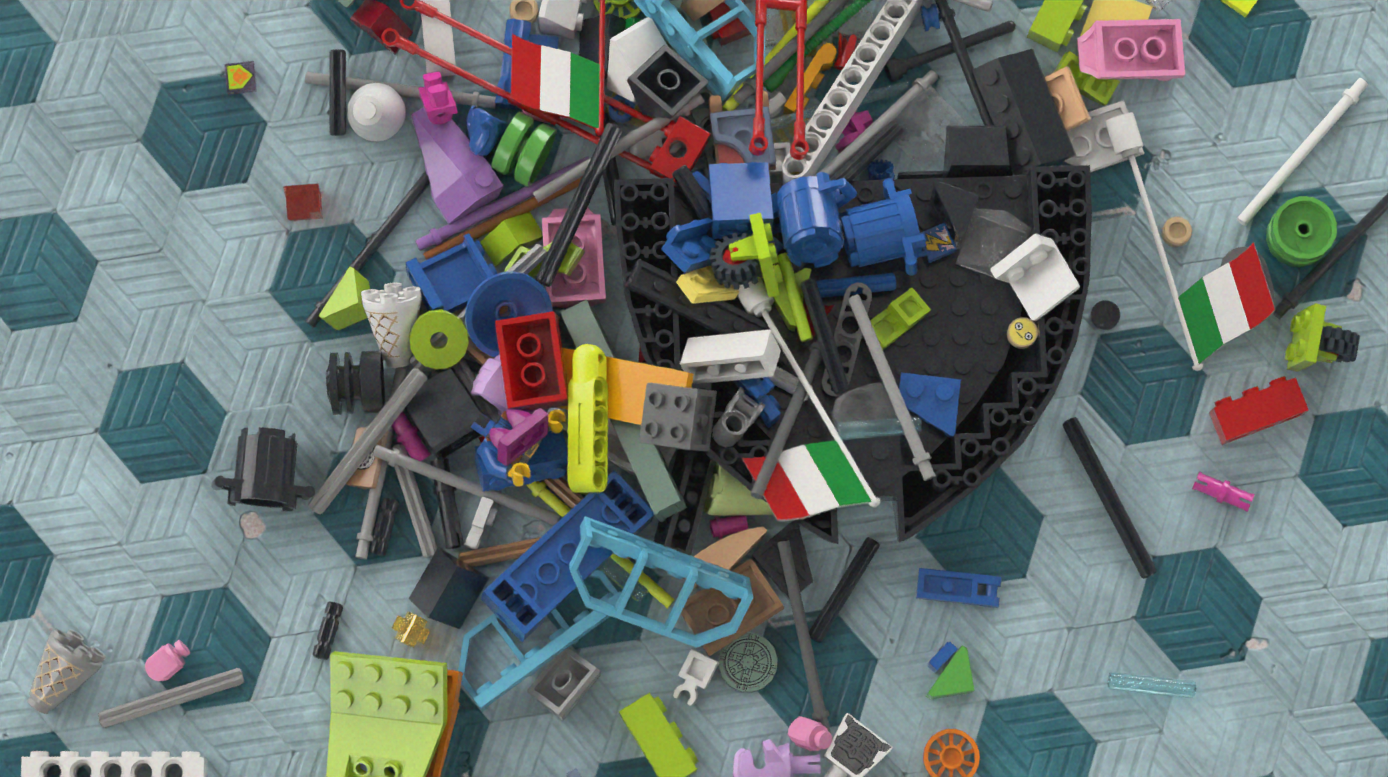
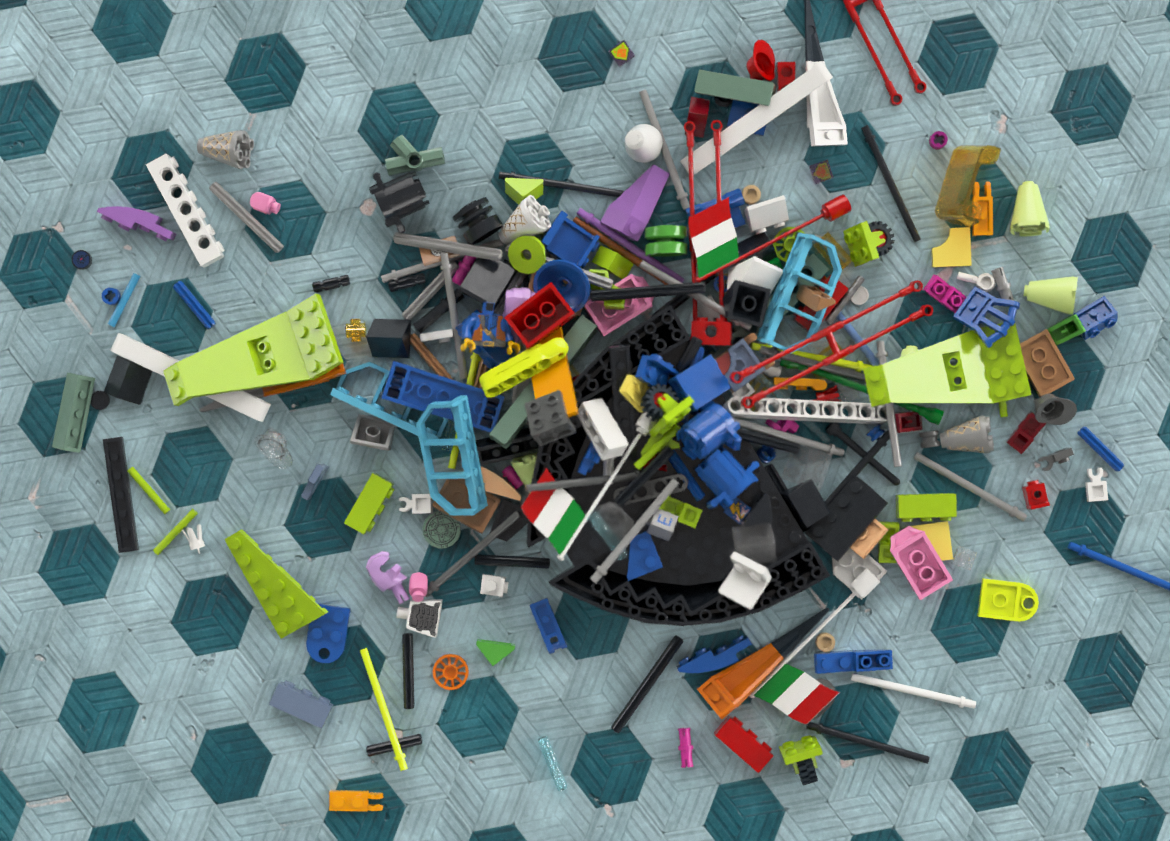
camera: 65 degrees right, 10 degrees up
(208, 429) = (407, 152): none -> sand green piece
(303, 202) = (567, 131): clear red panel -> none
(337, 92) = (642, 114): black axle -> none
(437, 99) = (668, 174): dark pink hips -> none
(483, 131) = (663, 212): blue hair -> none
(526, 432) = (498, 336): magenta tile -> none
(739, 416) = (570, 452): flat silver piece -> none
(864, 632) = (493, 585): none -> white bracket
(903, 348) = (662, 524): none -> light grey brick
(942, 656) = (503, 637): blue tile -> none
(1022, 333) = (710, 587): tile -> none
(1105, 315) = (753, 626): black piece -> none
(1119, 398) = (707, 661): none -> blue slope
(1171, 379) = (733, 685): none -> orange plate
(1221, 206) = (853, 661): none -> blue slope
(1313, 219) = (871, 723): bright green wheel -> none

